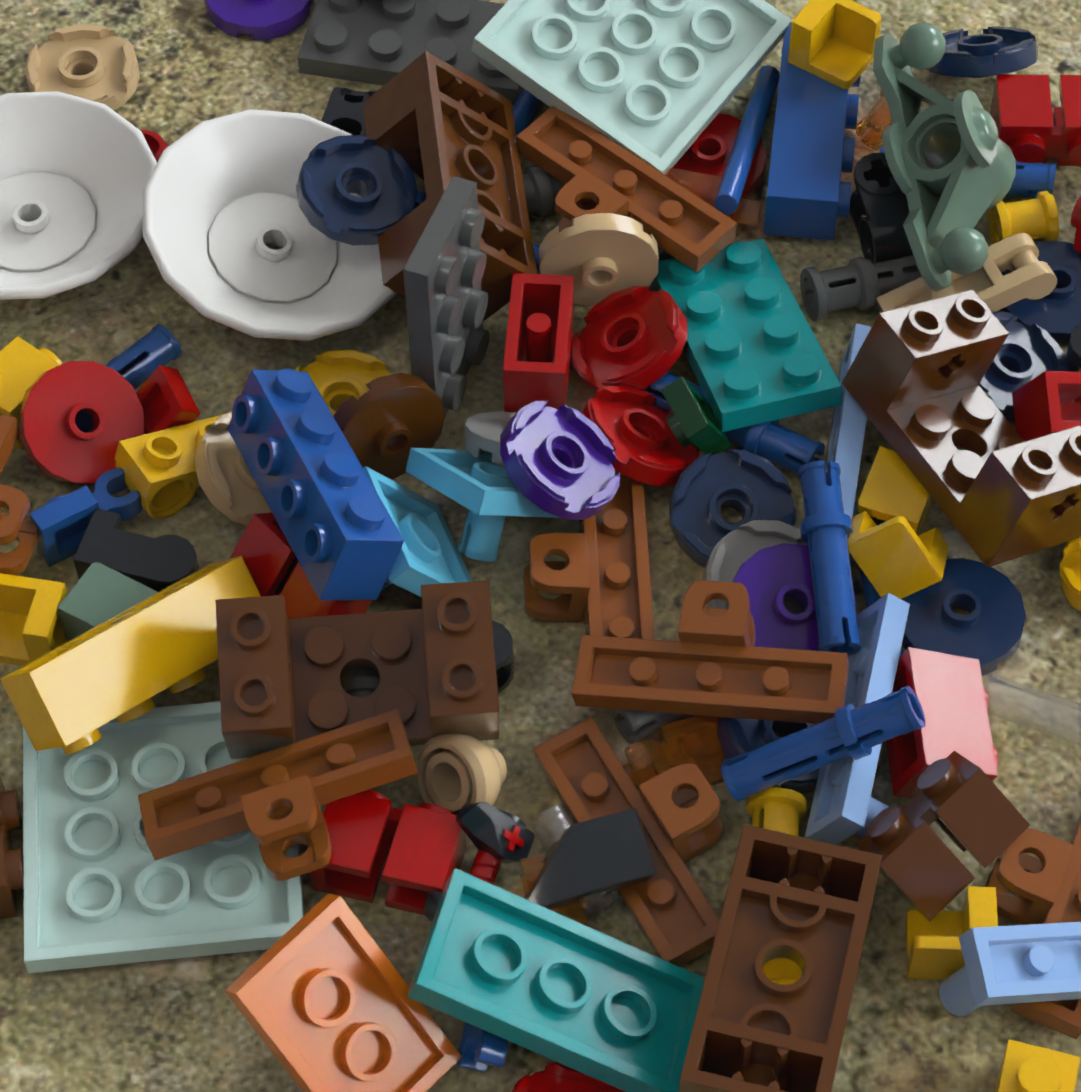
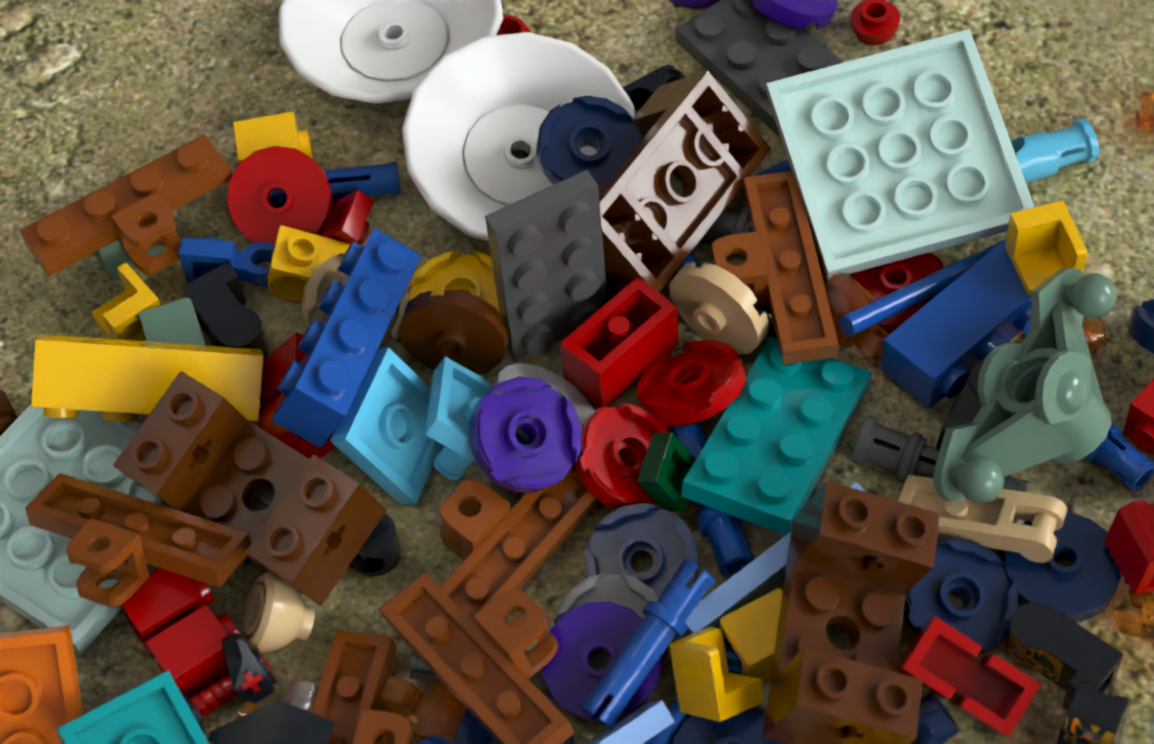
camera: 45 degrees right, 0 degrees up
(1032, 216) = (1088, 491): yellow bush -> none

